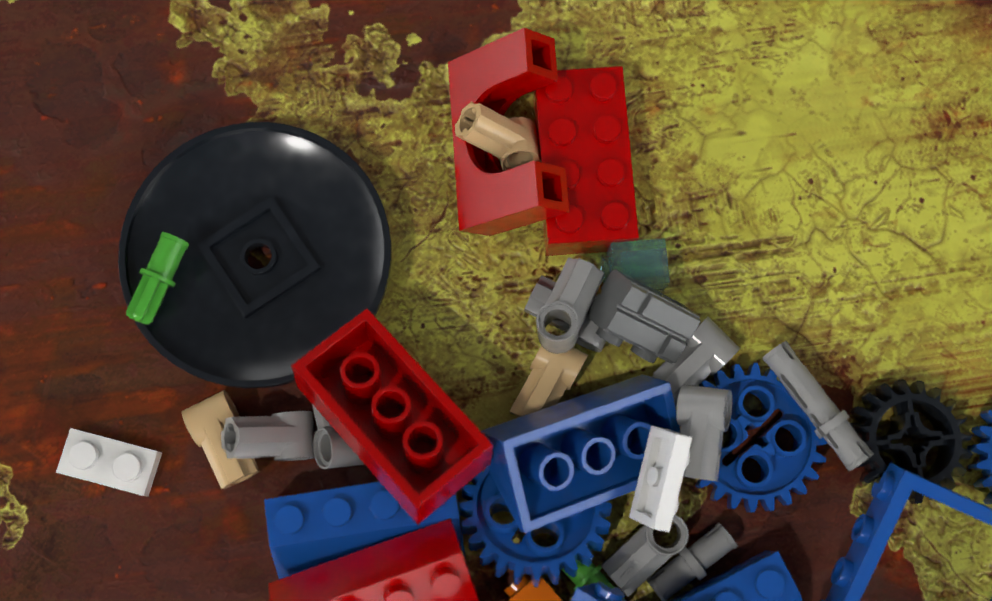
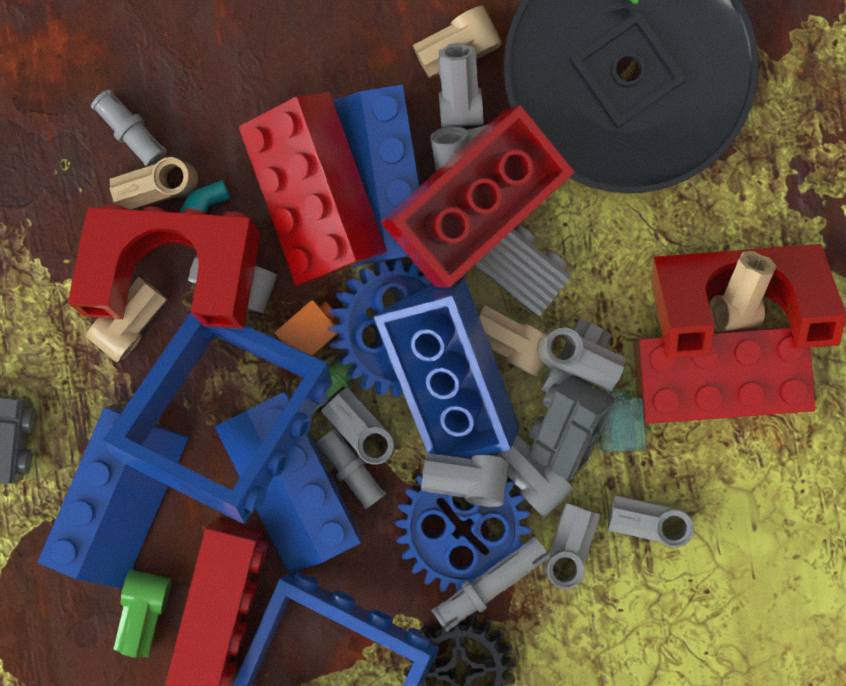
camera: 90 degrees right, 10 degrees up
(474, 364) = (524, 270): none -> light grey brick
(660, 478) = (423, 439): white plate -> none
(740, 240) = (645, 520): none -> light grey piece
(765, 319) = (571, 541): none -> light grey piece

